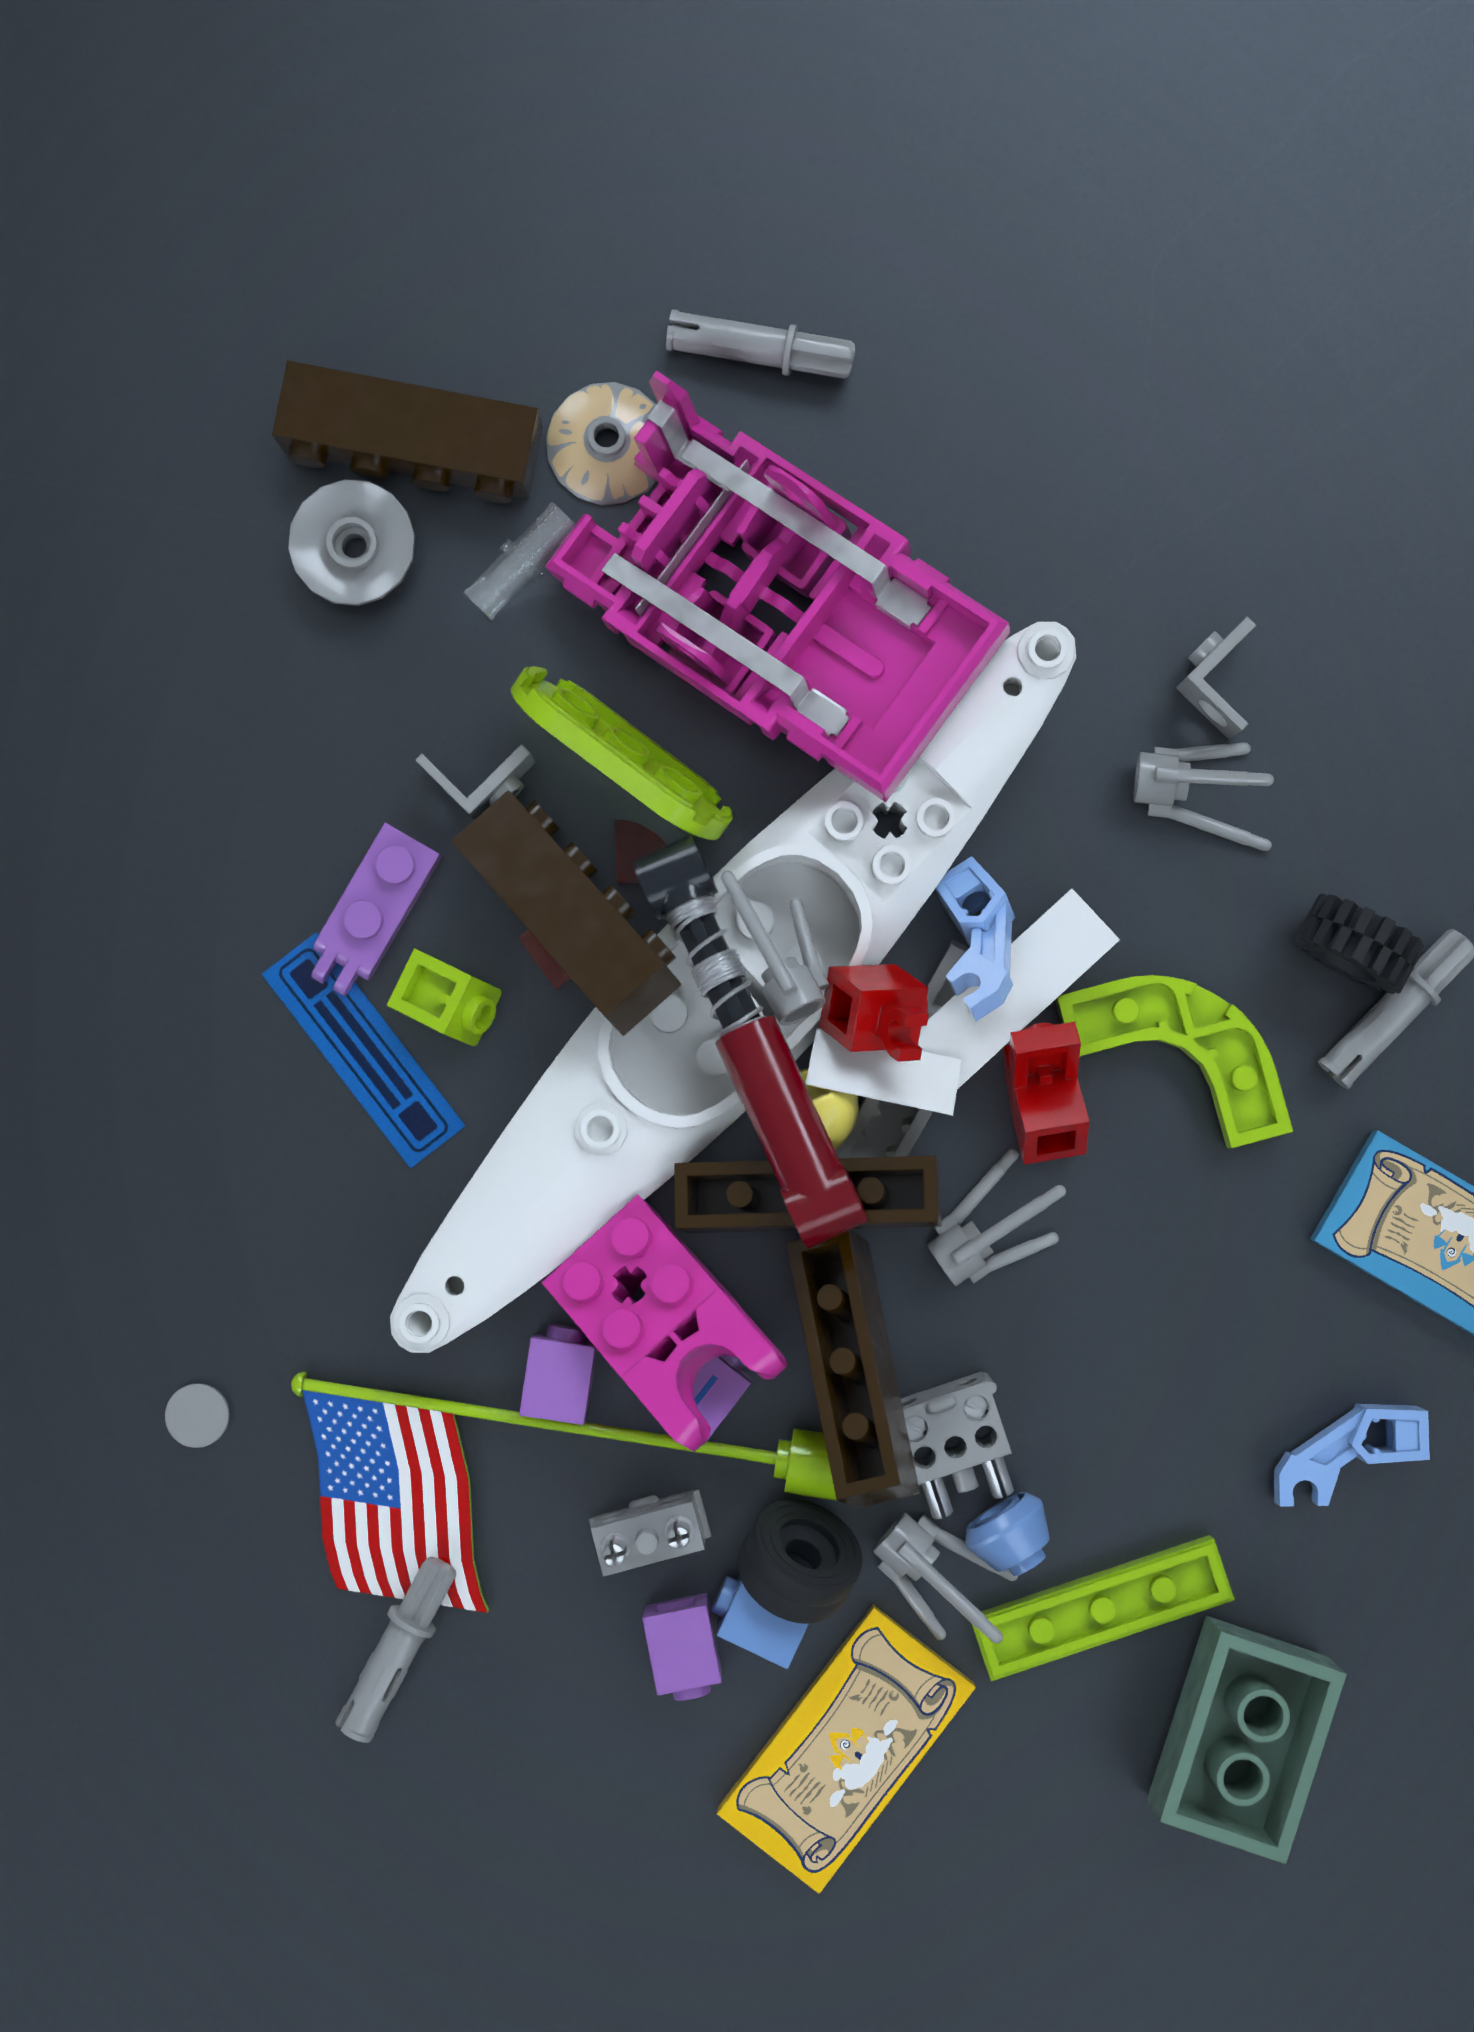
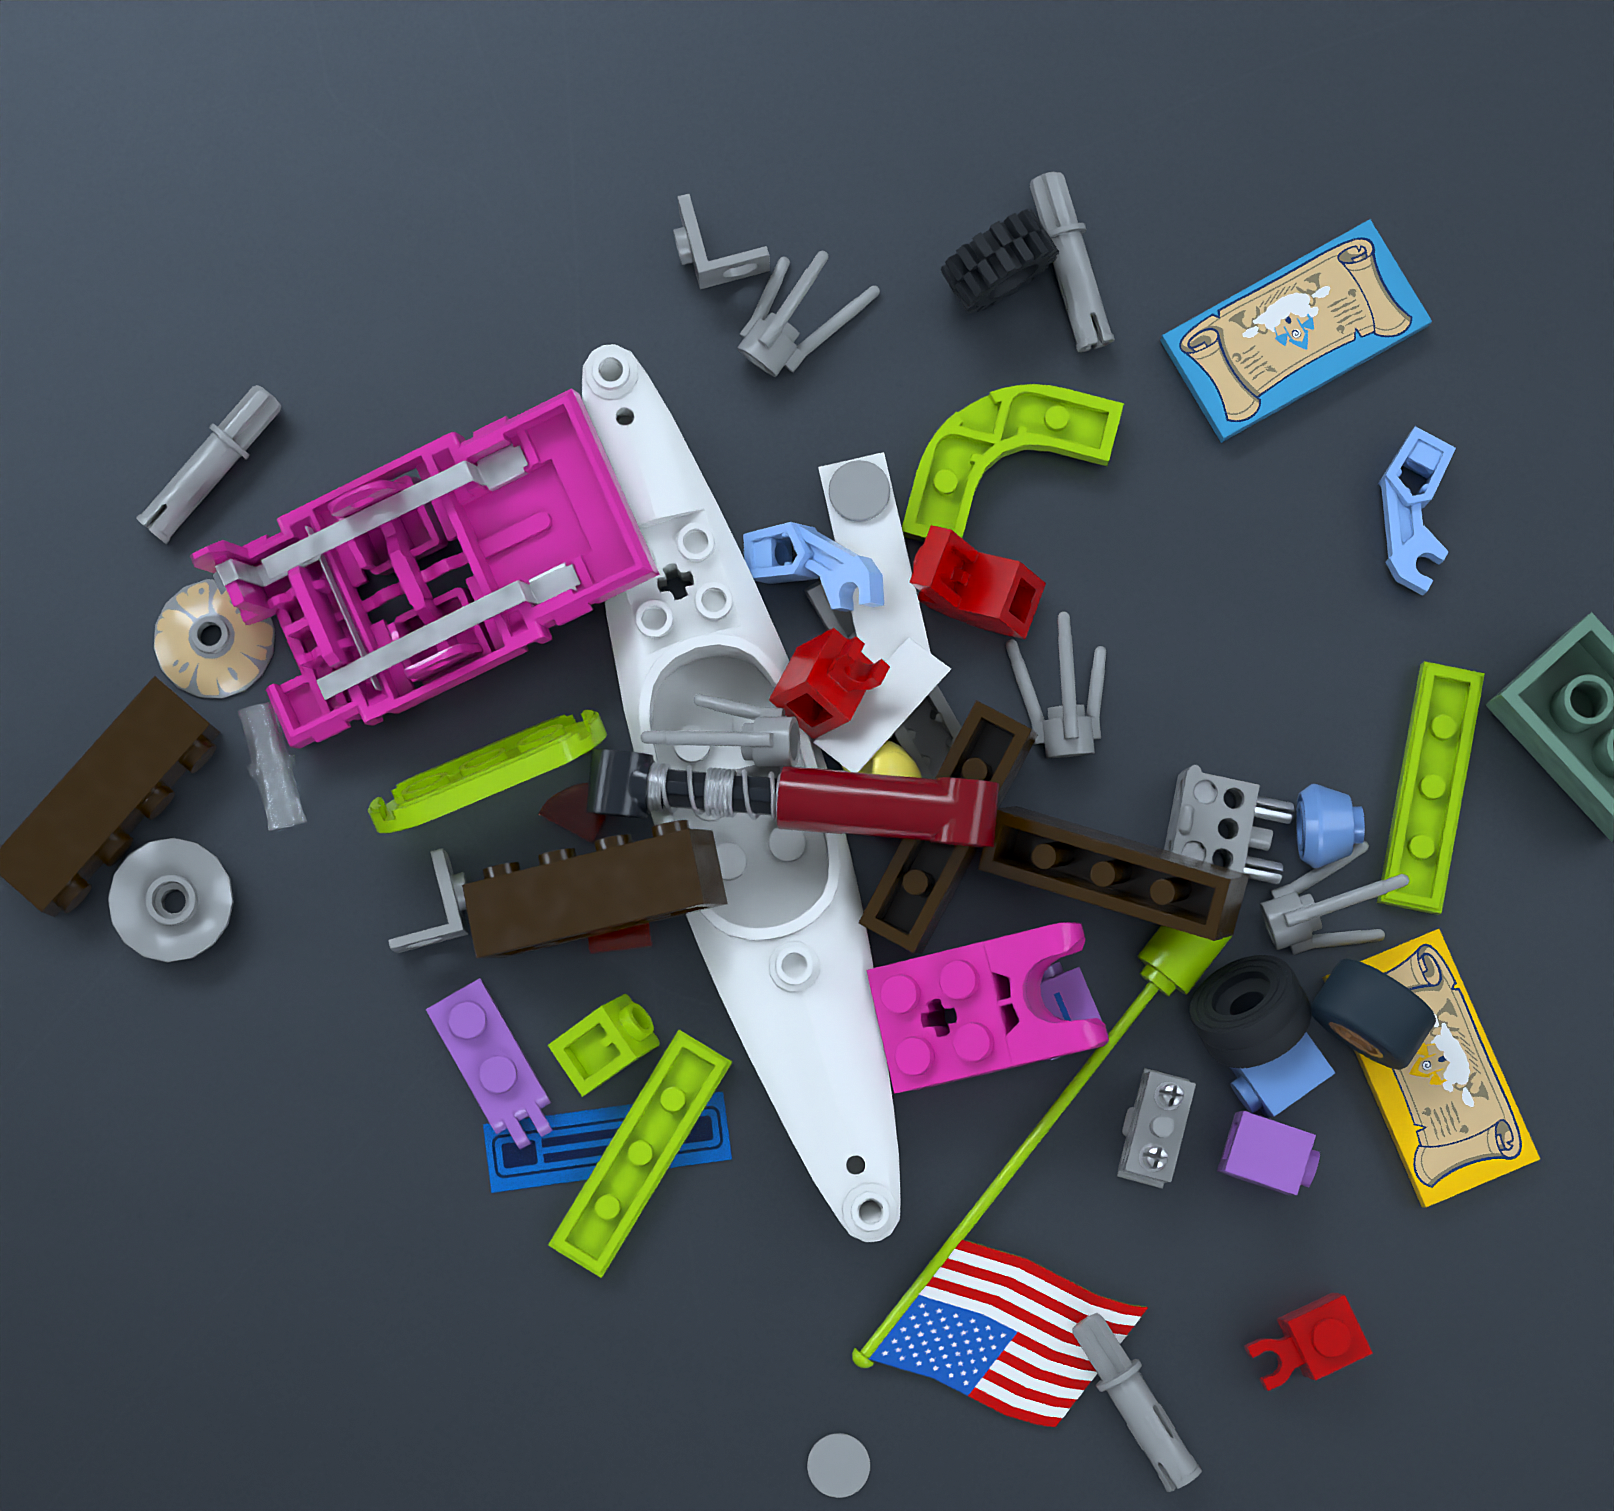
camera: 65 degrees left, 5 degrees down
(367, 1085) = (640, 1153): none -> lime tile
(543, 1783) = (1316, 1339): none -> red brick
(559, 1375) = (980, 1127): medium lavender brick -> none
(860, 1675) = (1373, 1013): none -> black wheel
(1071, 938) = (859, 490): none -> light grey piece

